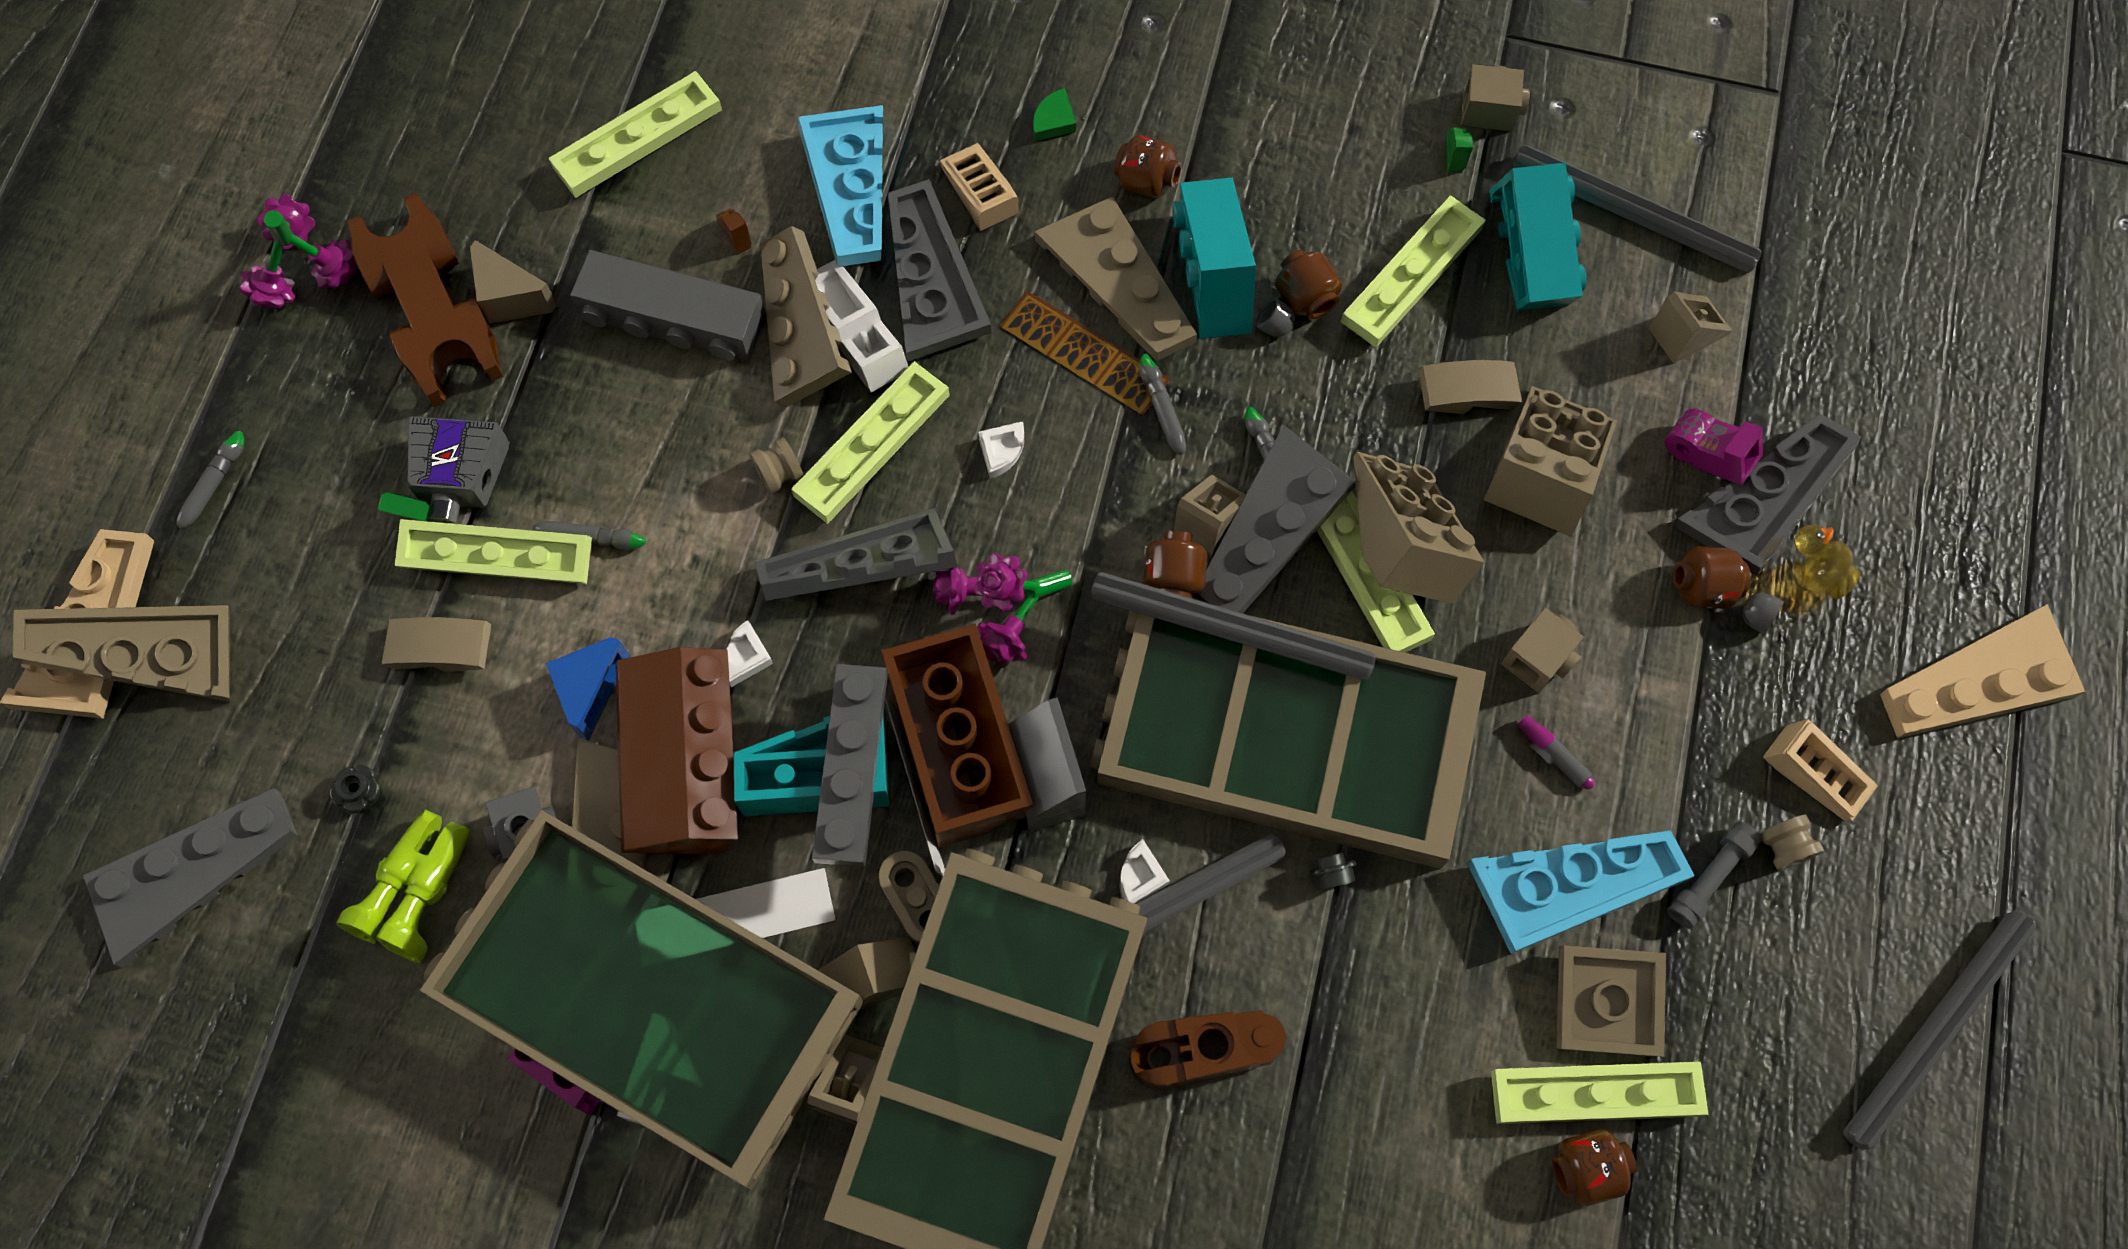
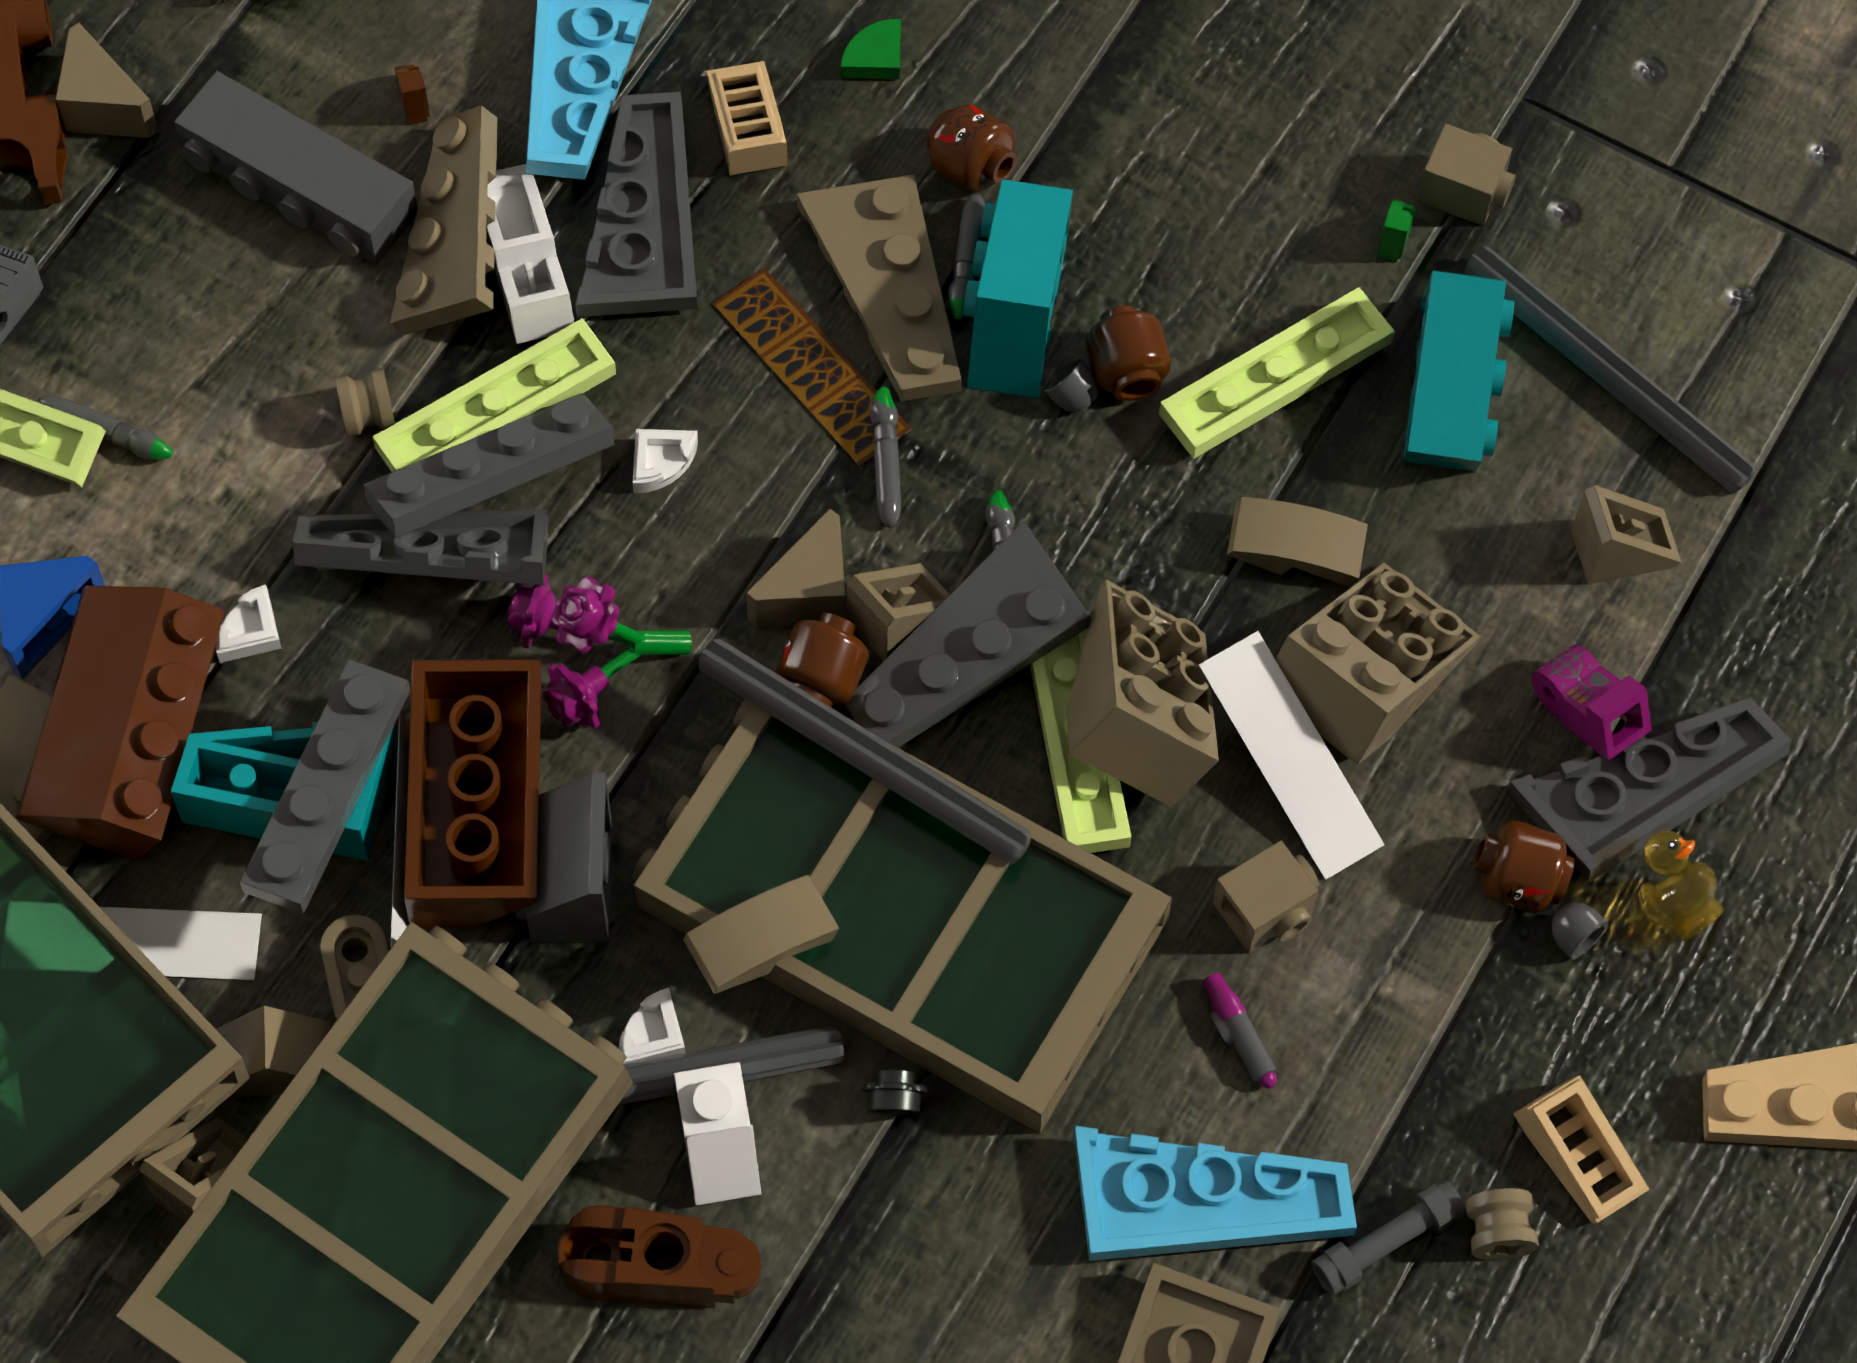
camera: 15 degrees right, 5 degrees down
(882, 487) = (489, 464): none -> dark grey plate
(1142, 510) = (803, 580): none -> dark tan slope
(1168, 246) = (967, 238): none -> dark grey piece
(1206, 784) = (759, 932): none -> dark tan slope
(1217, 939) = (717, 1134): none -> white slope
(1524, 542) = (1291, 755): none -> white sticker

